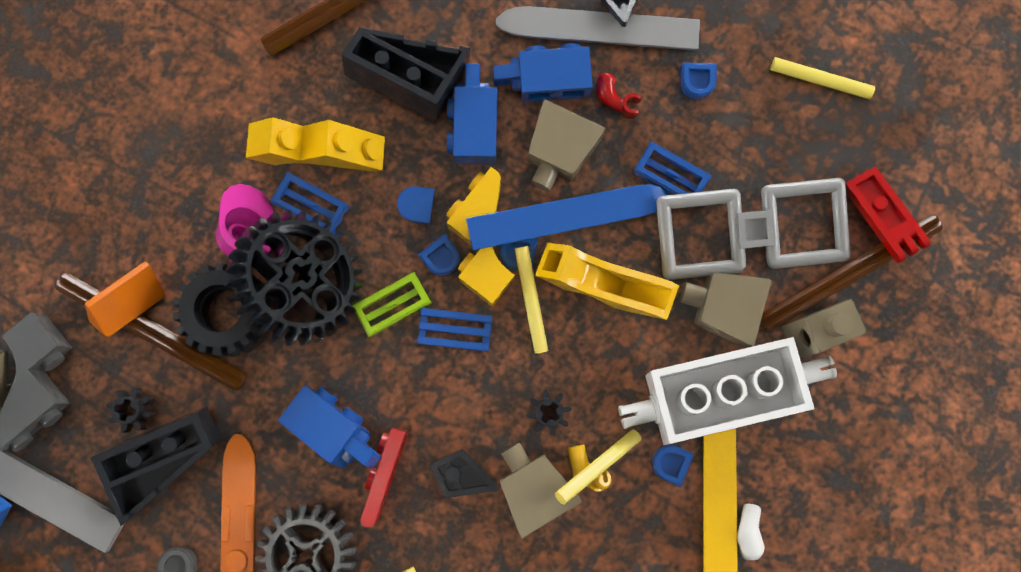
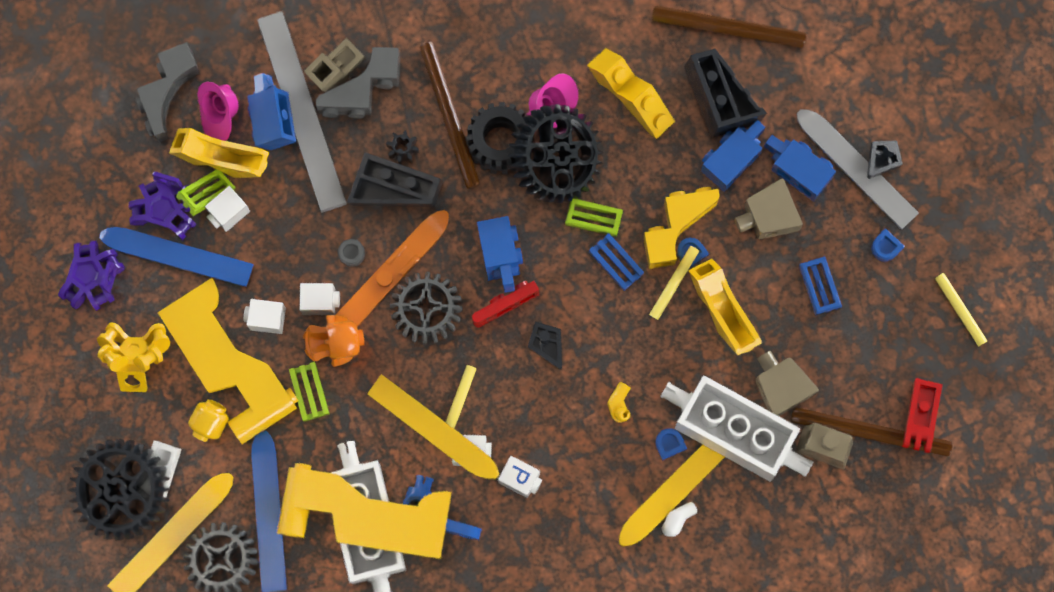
camera: 50 degrees right, 5 degrees down
(124, 300) = (453, 85): orange slope -> none
(336, 218) = (591, 101): blue tile -> none
(416, 204) = (658, 174): blue tile -> none
(441, 257) = (645, 215): blue tile -> none
(532, 490) = (580, 386): dark tan torso -> none
(559, 410) = (631, 347): black gear -> none
(563, 215) = (737, 253): blue piece -> none
(597, 467) = (626, 403): light yellow bar -> none
(607, 95) = (824, 208): red arm -> none
(753, 228) = (839, 357): light grey bar -> none

